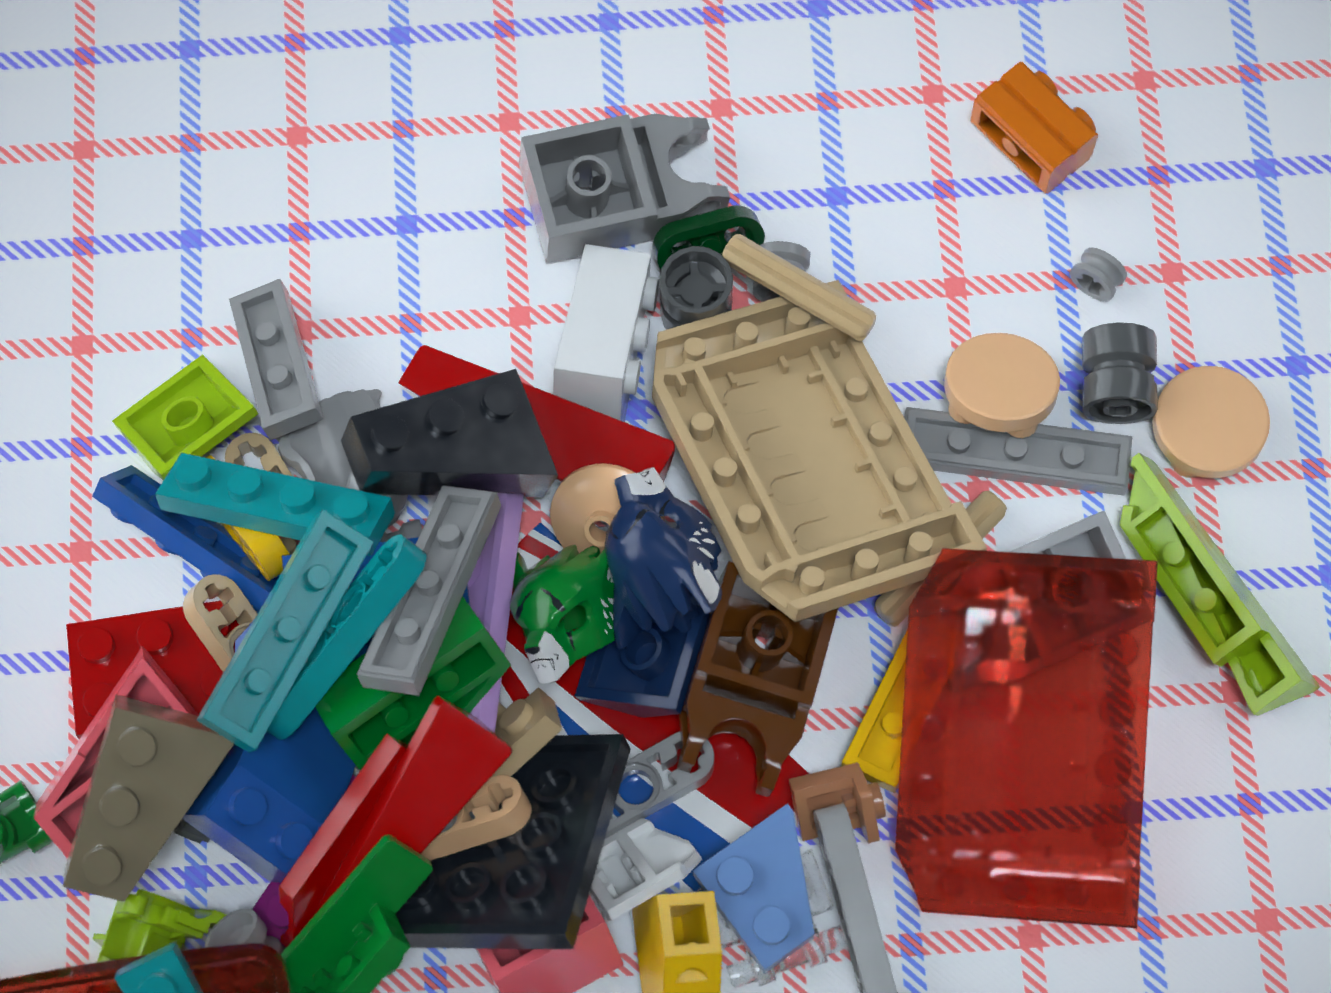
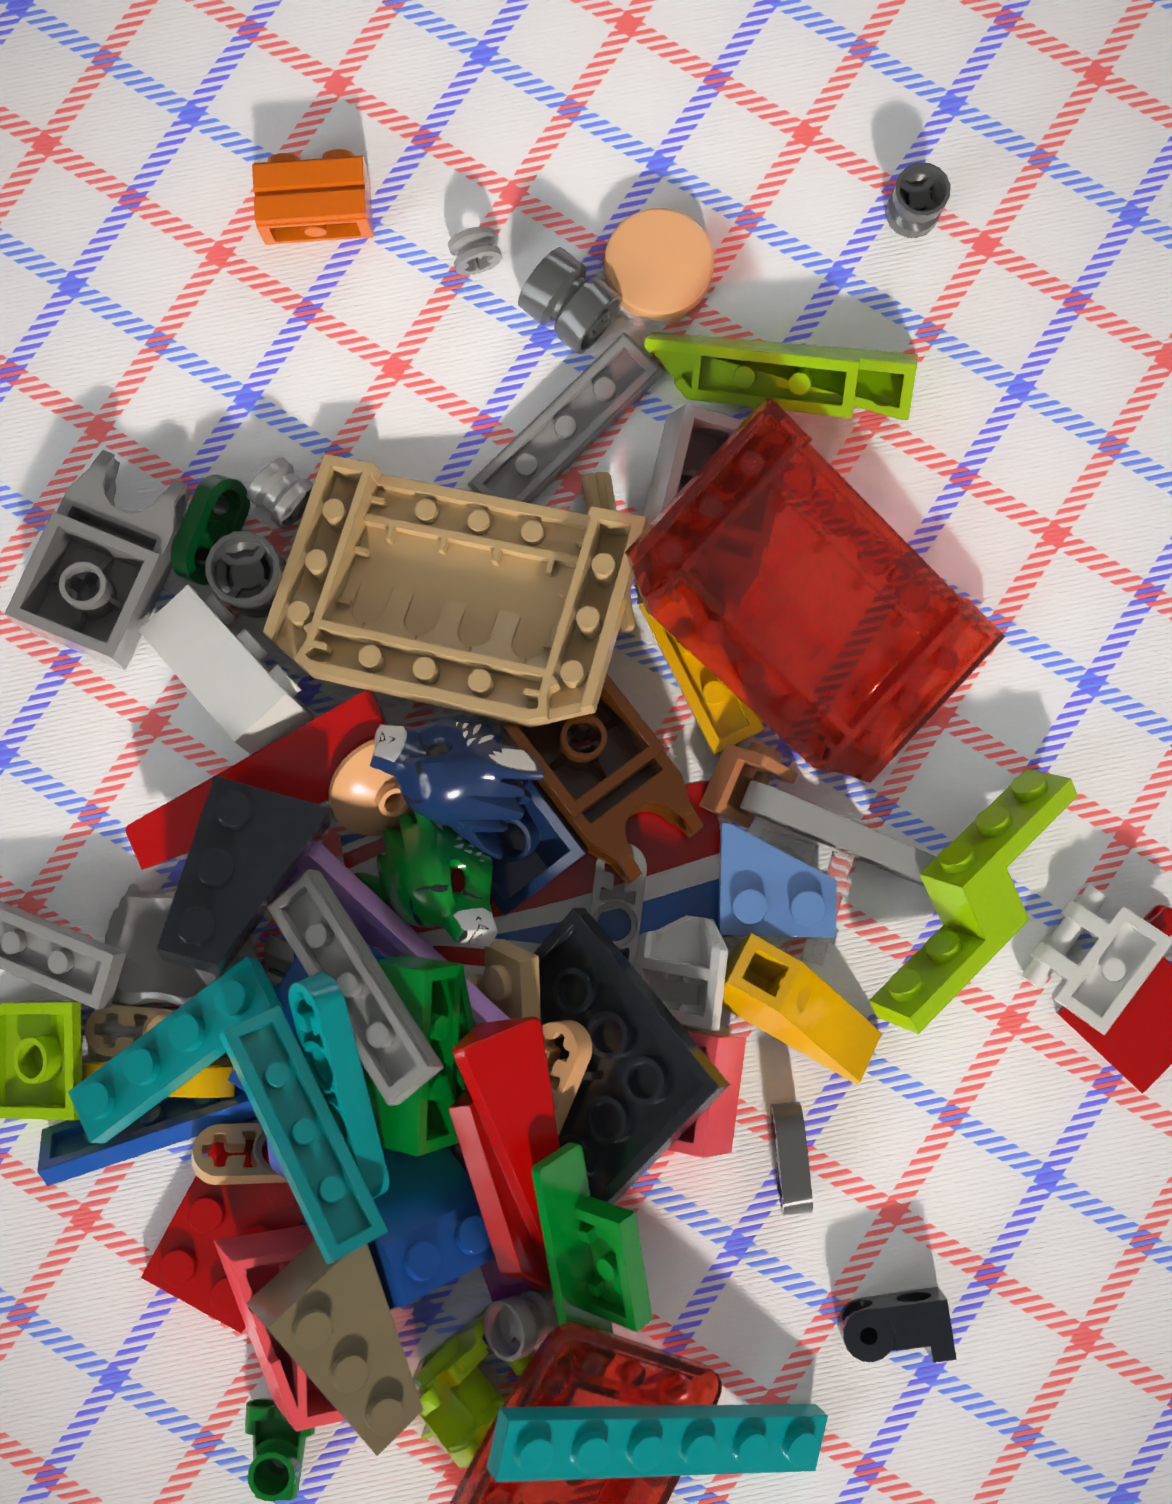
camera: 50 degrees left, 15 degrees up
(799, 287) = (311, 490): tan axle -> none
(1001, 383) = (508, 396): light nougat tile -> none

